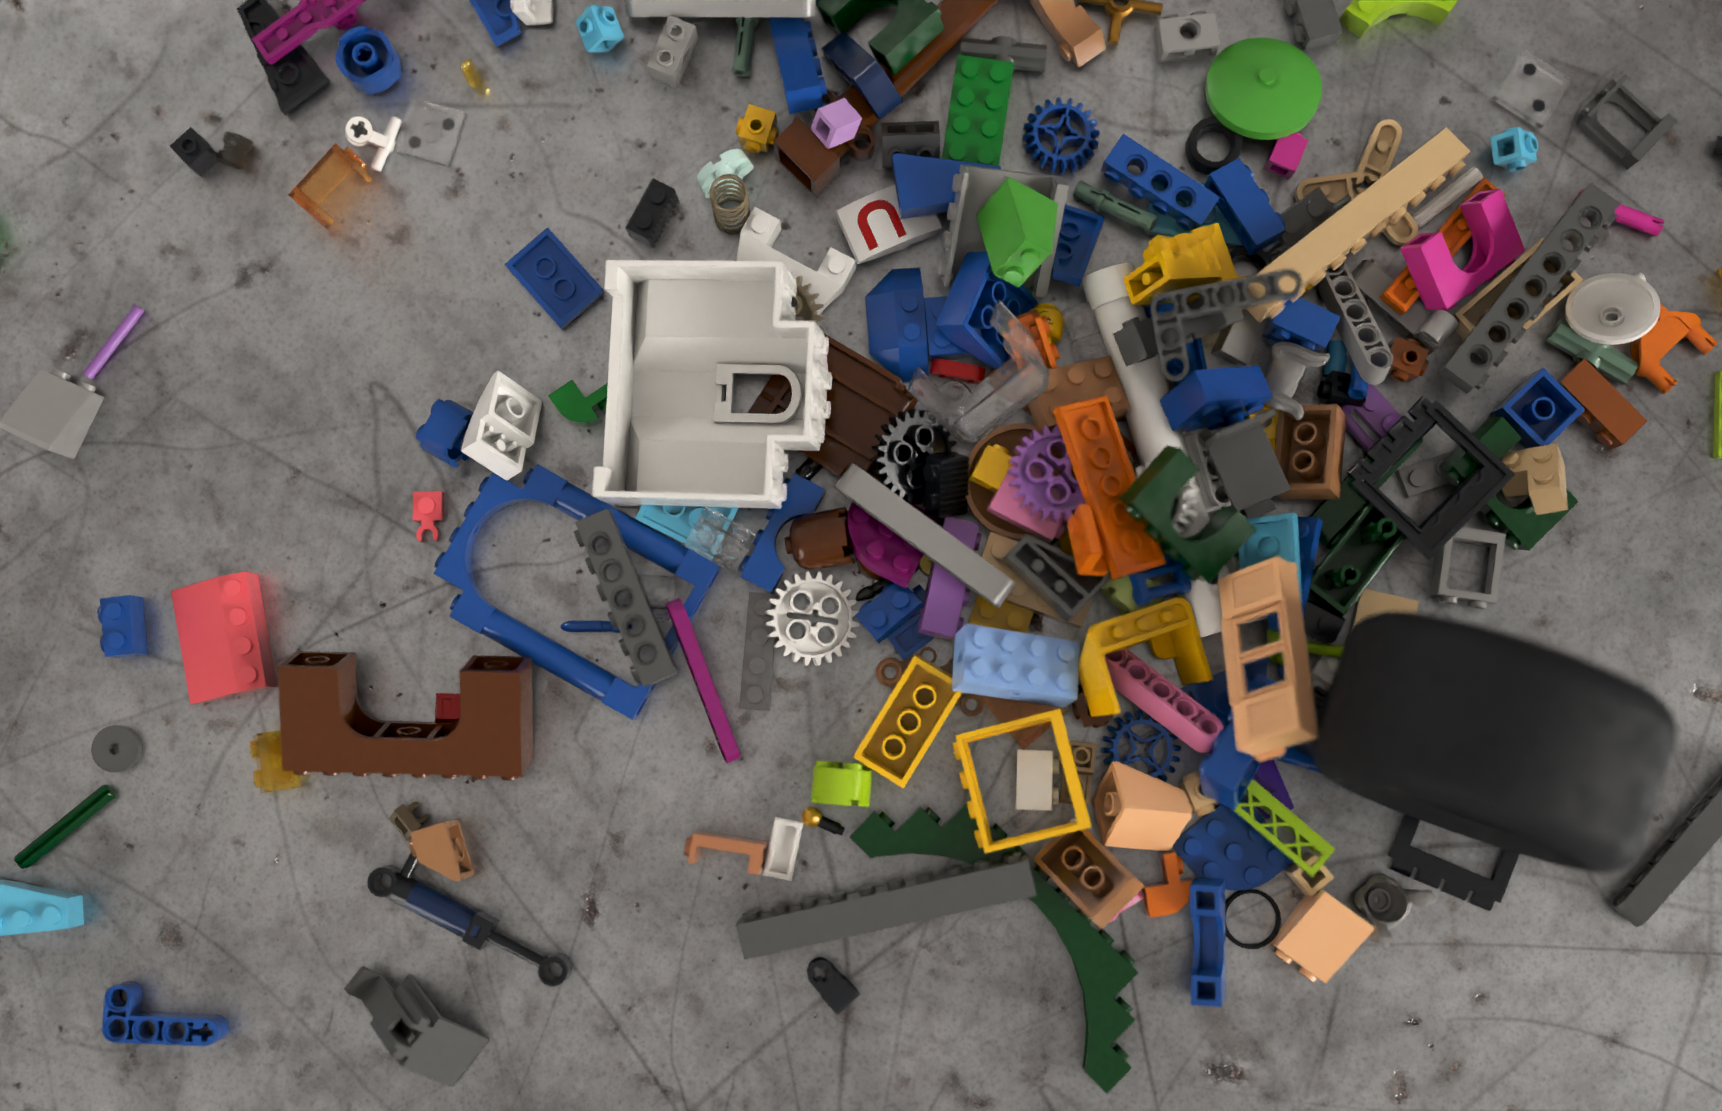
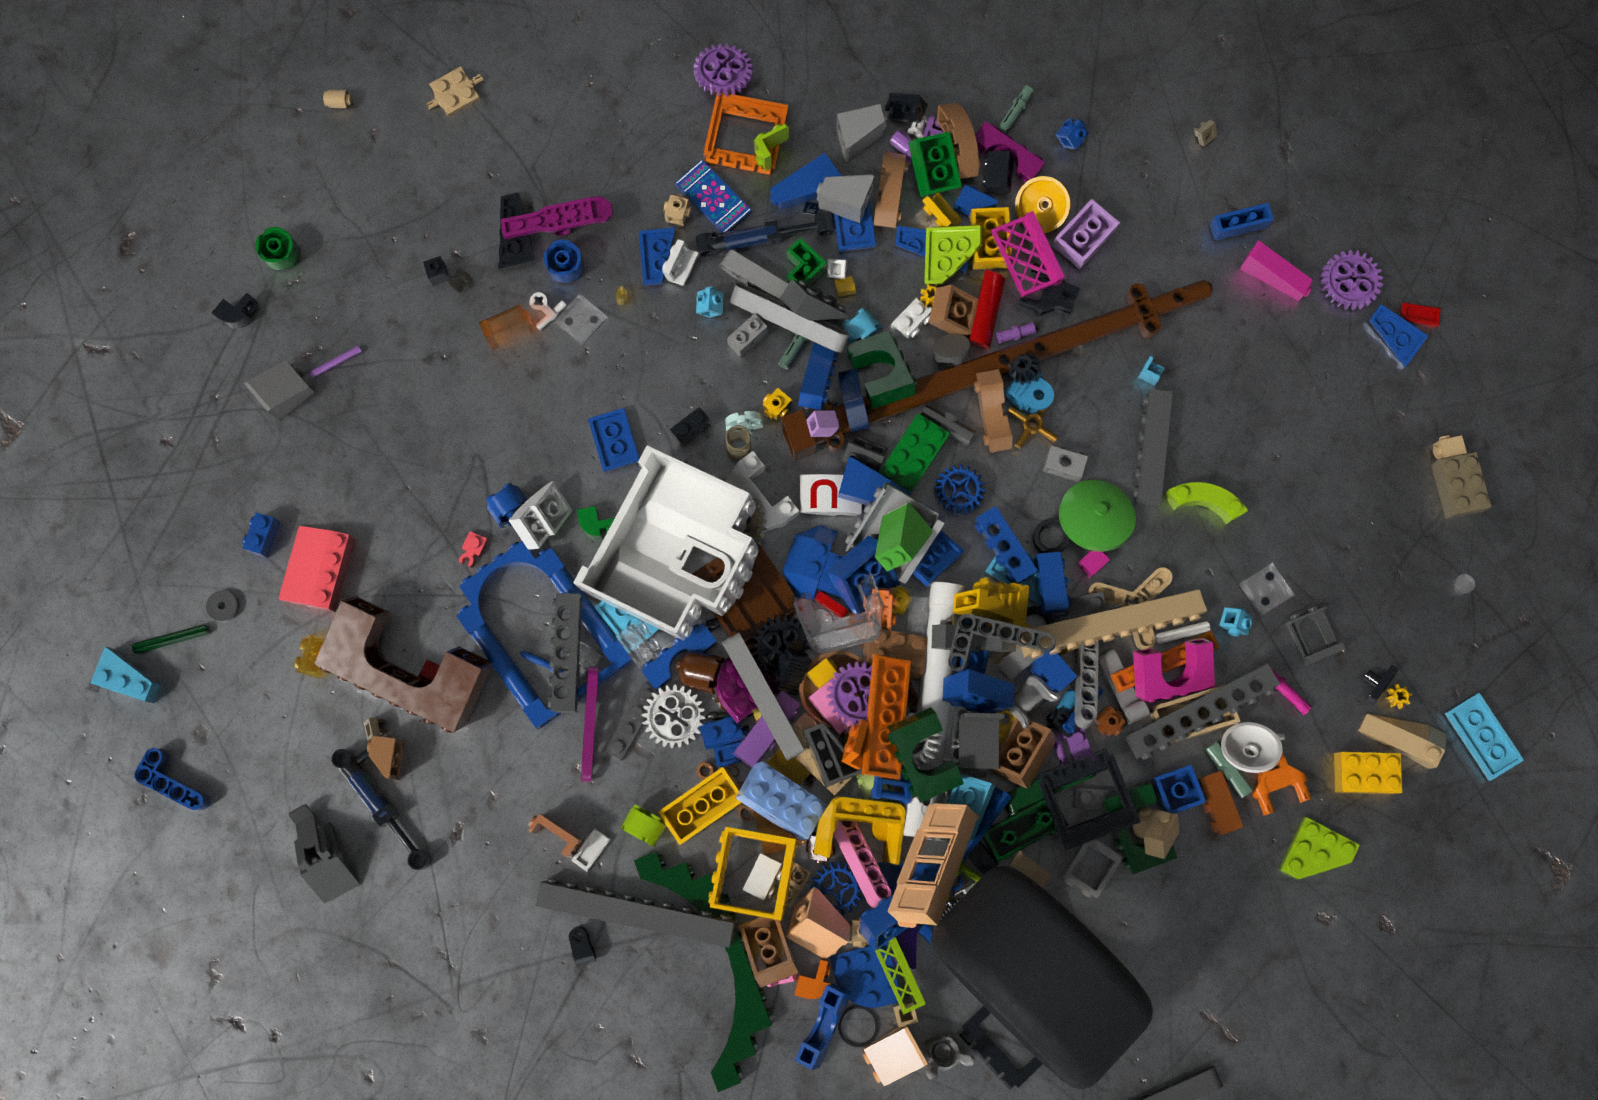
camera: 20 degrees right, 5 degrees down
(812, 818) = (618, 839): piece -> none
(1104, 201) = (967, 540): sand green pin -> none

